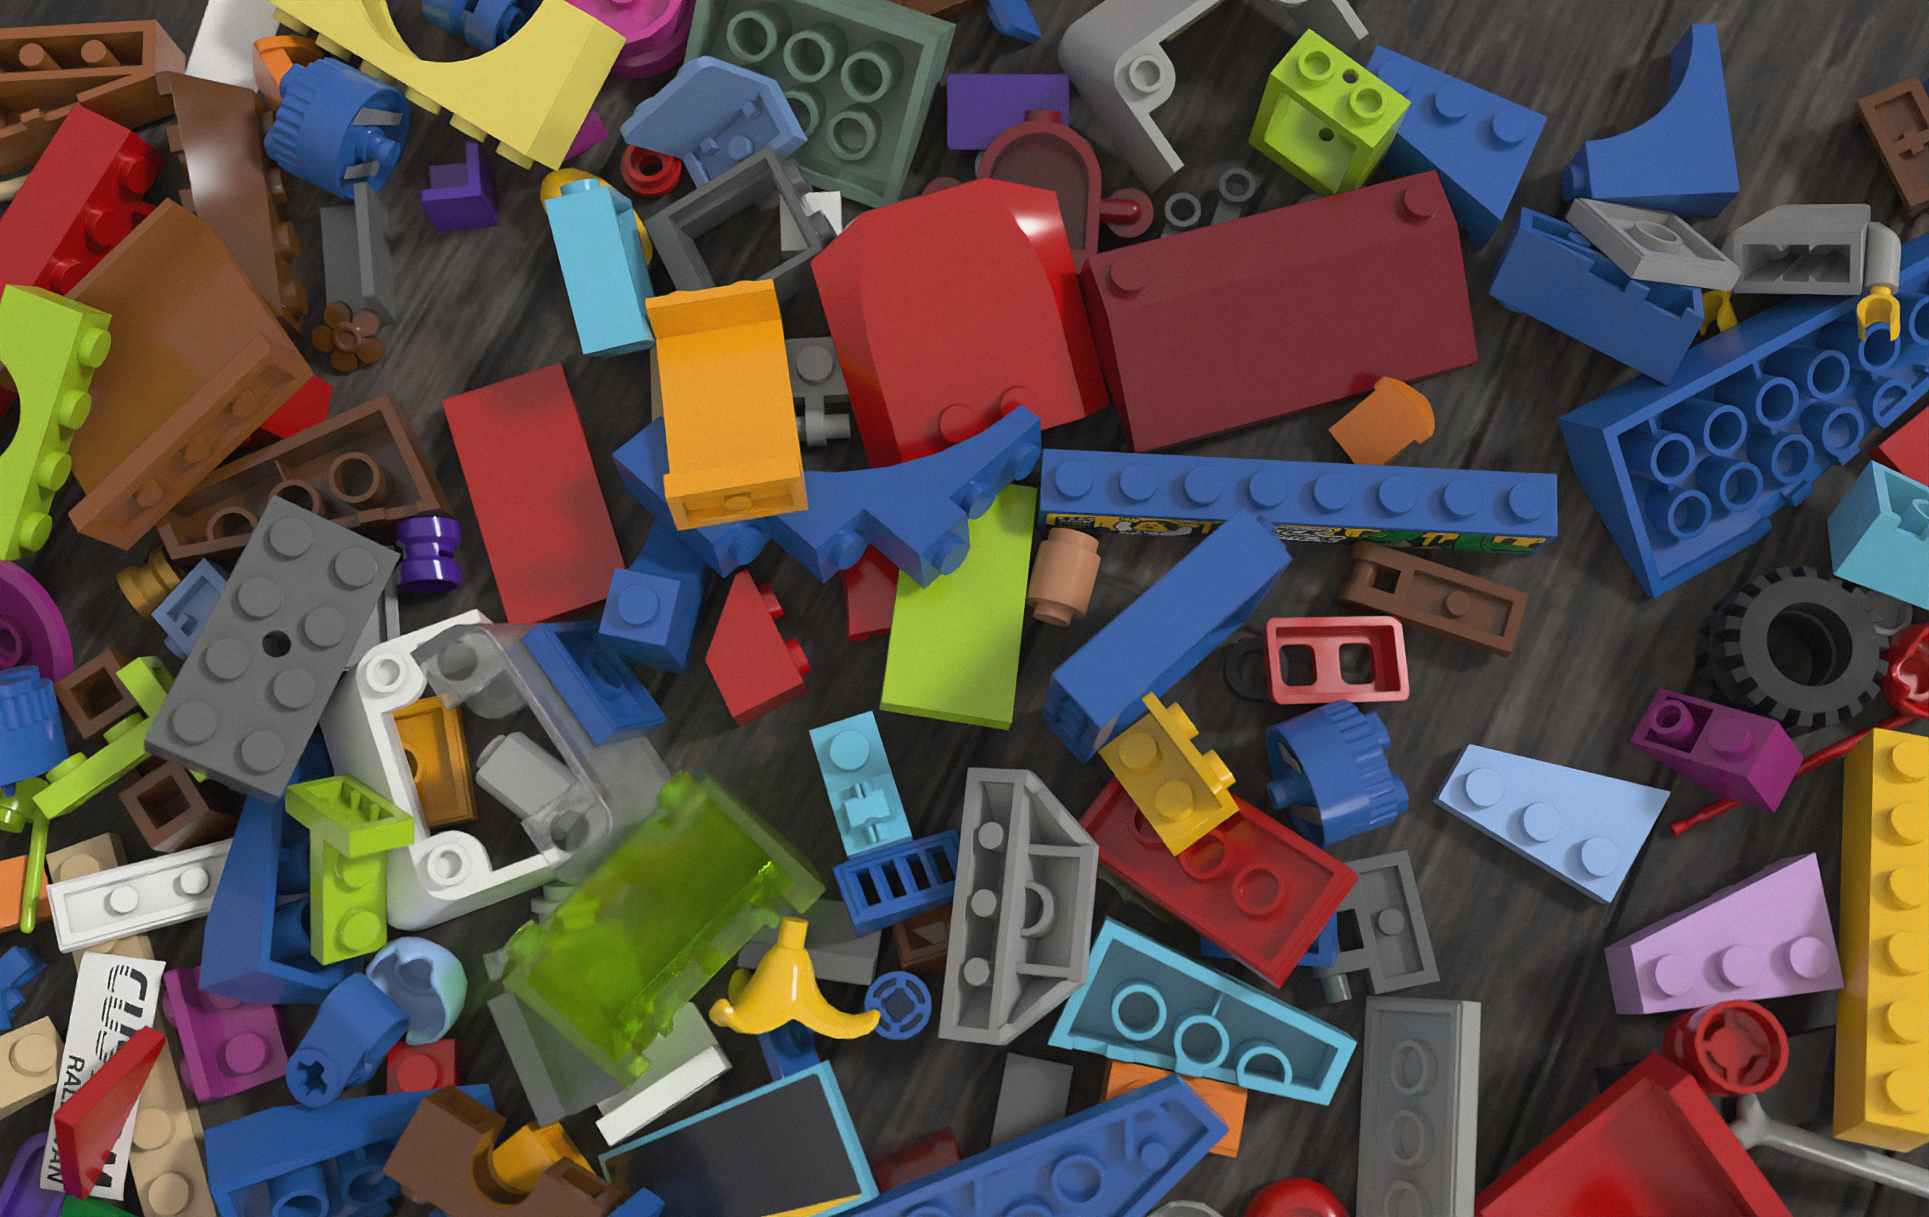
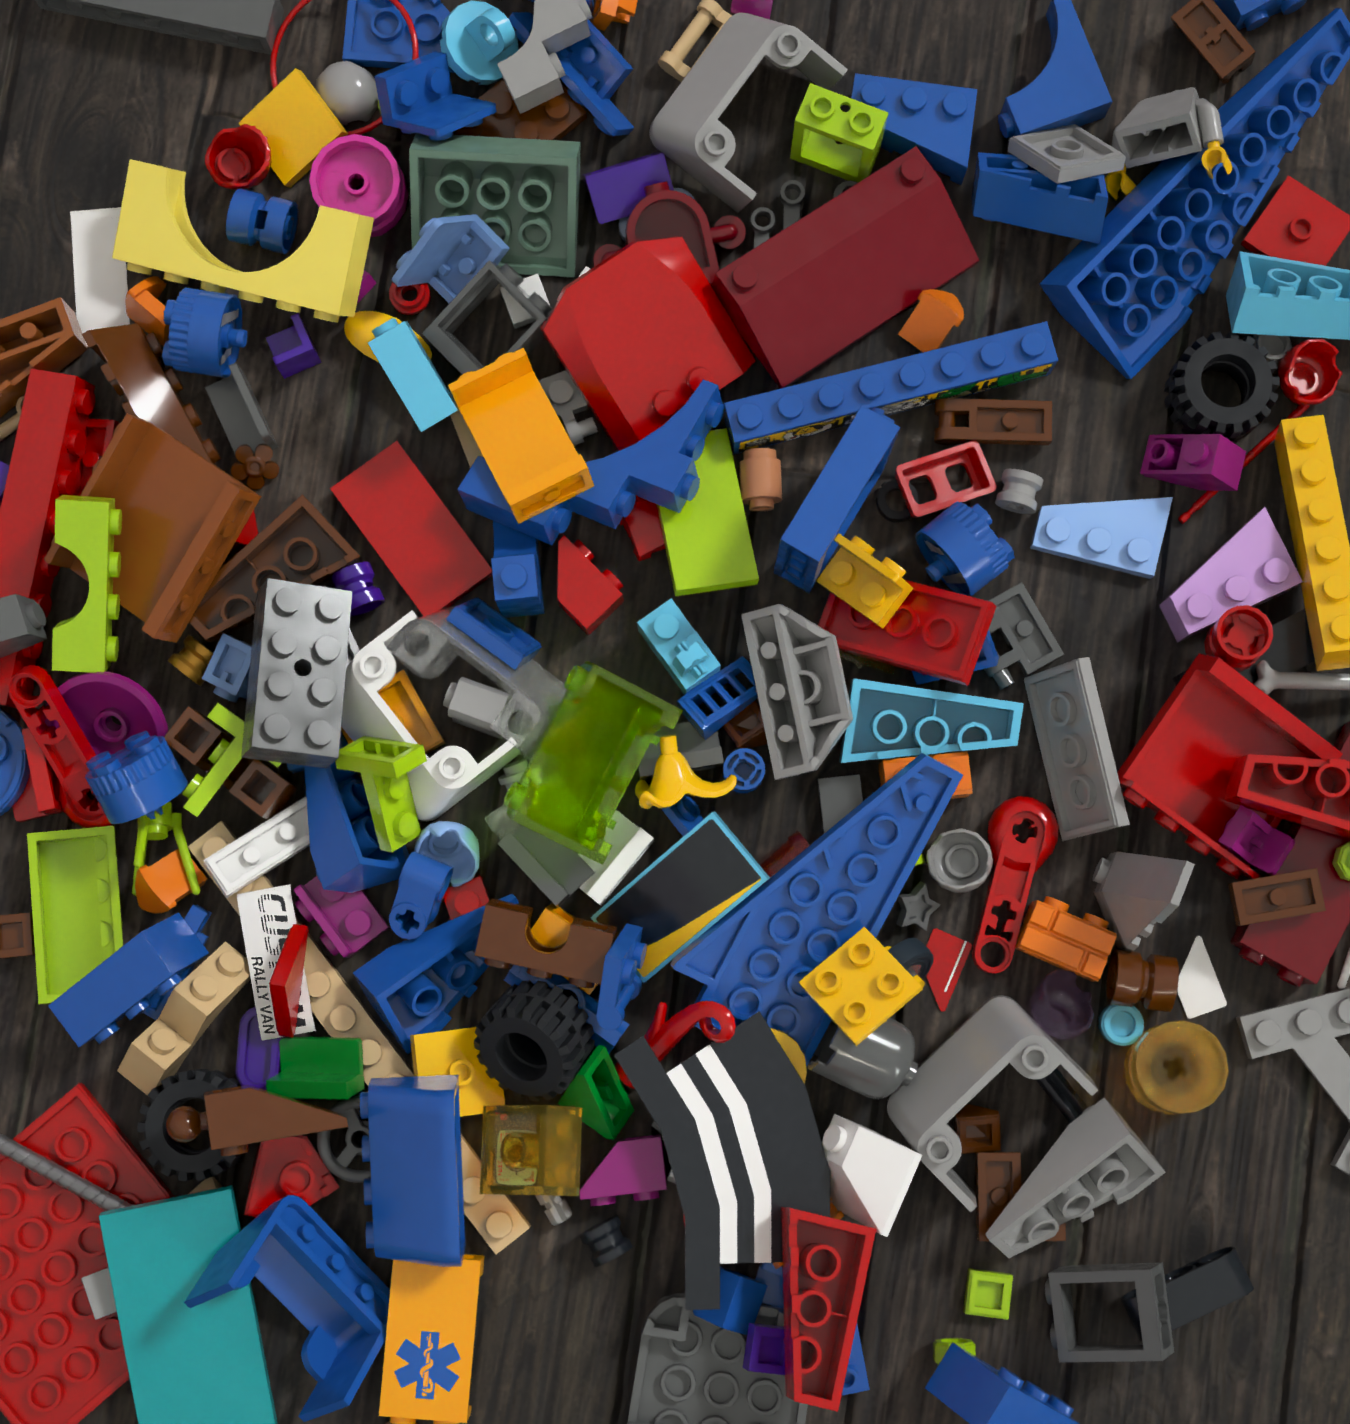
camera: 15 degrees left, 5 degrees up
(1441, 712) = (1019, 491): none -> light grey wheel

